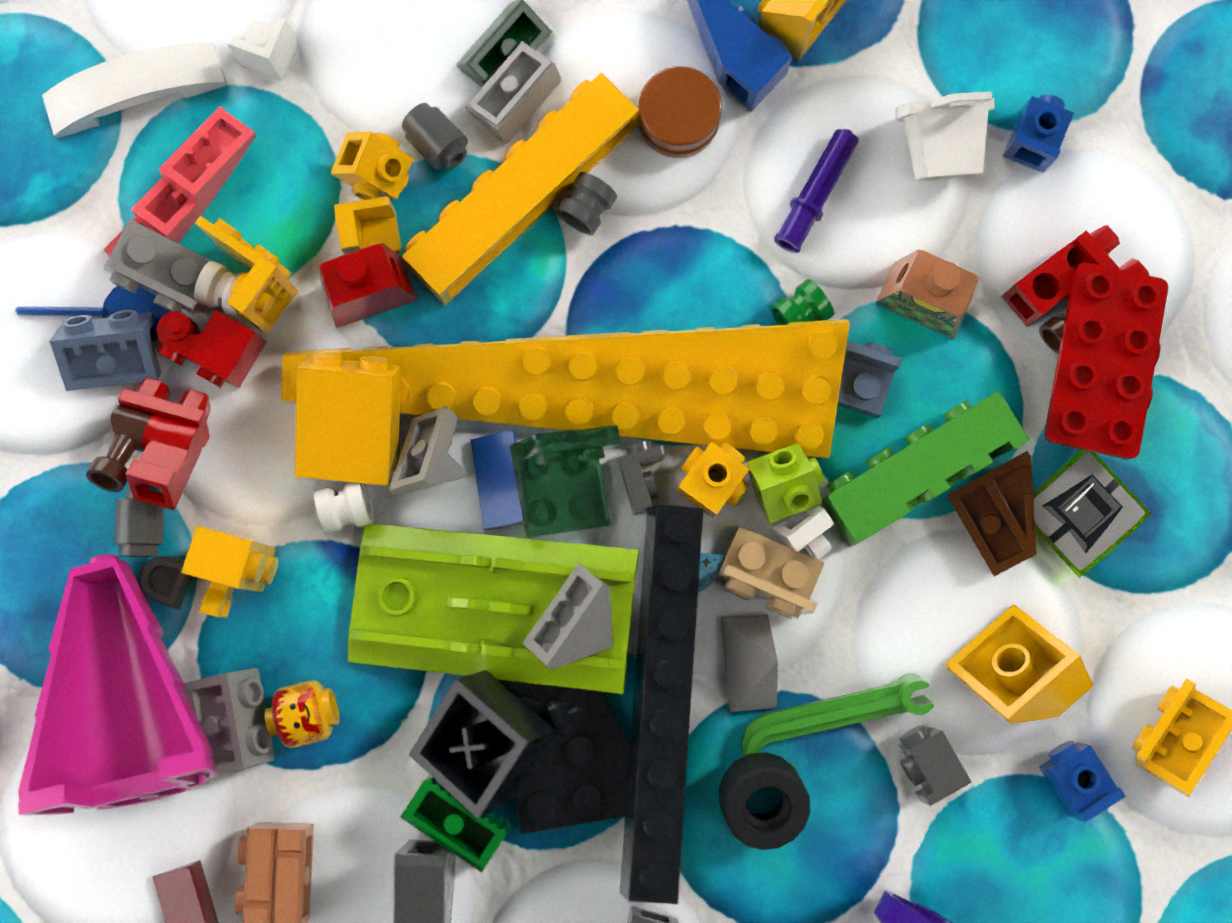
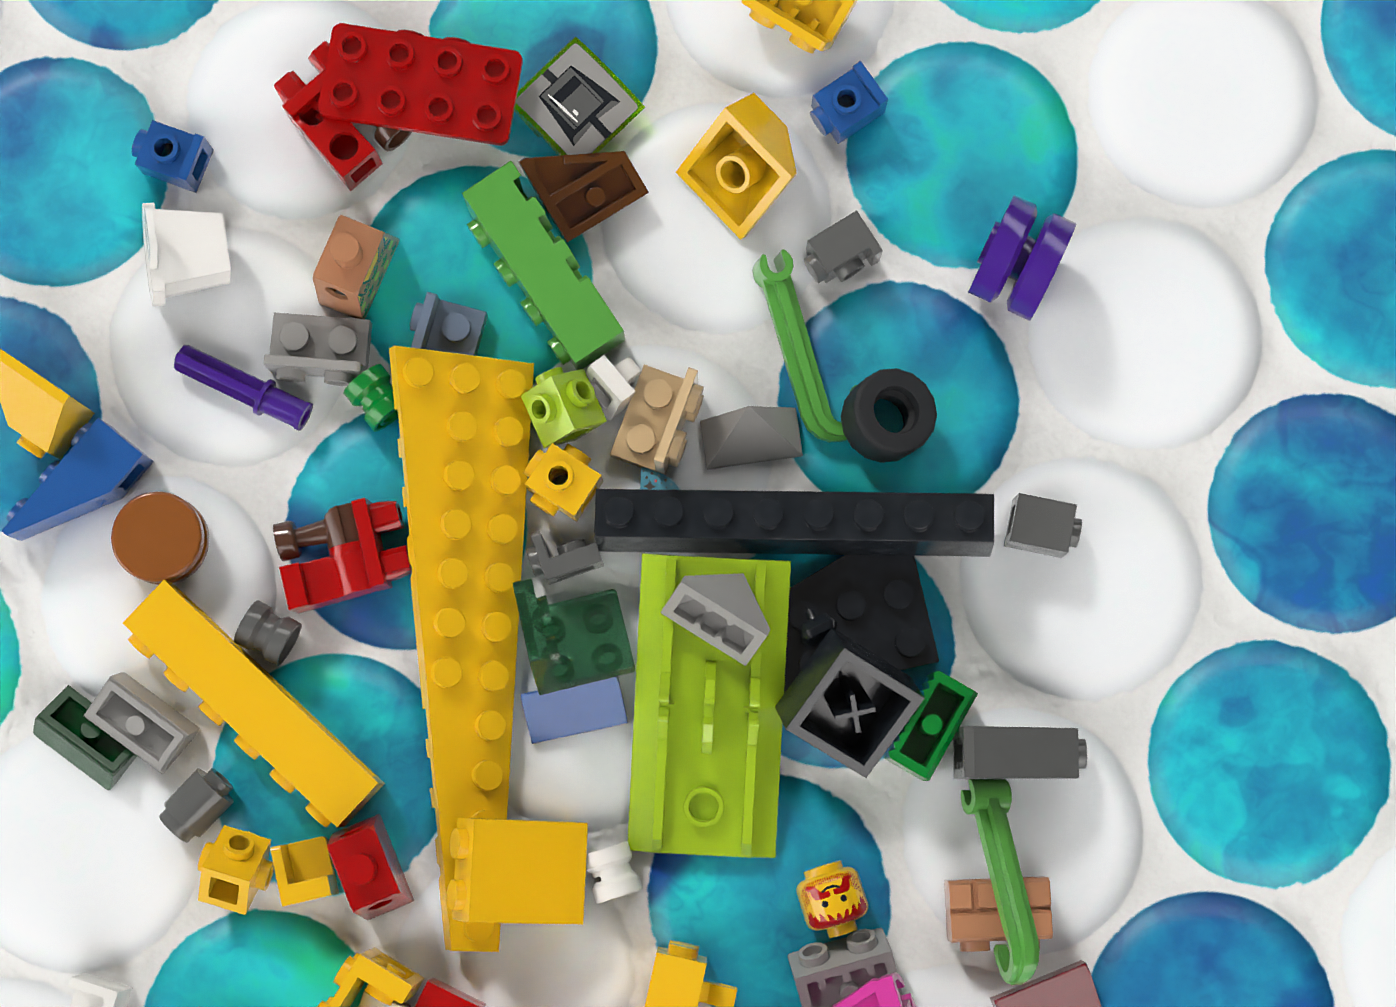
camera: 90 degrees left, 0 degrees up
(220, 901) = (990, 802): none -> bright green piece
(425, 454) = (550, 786): light grey slope -> none
(656, 286) = (356, 555): none -> red hips
(852, 259) = (318, 347): none -> light grey bracket

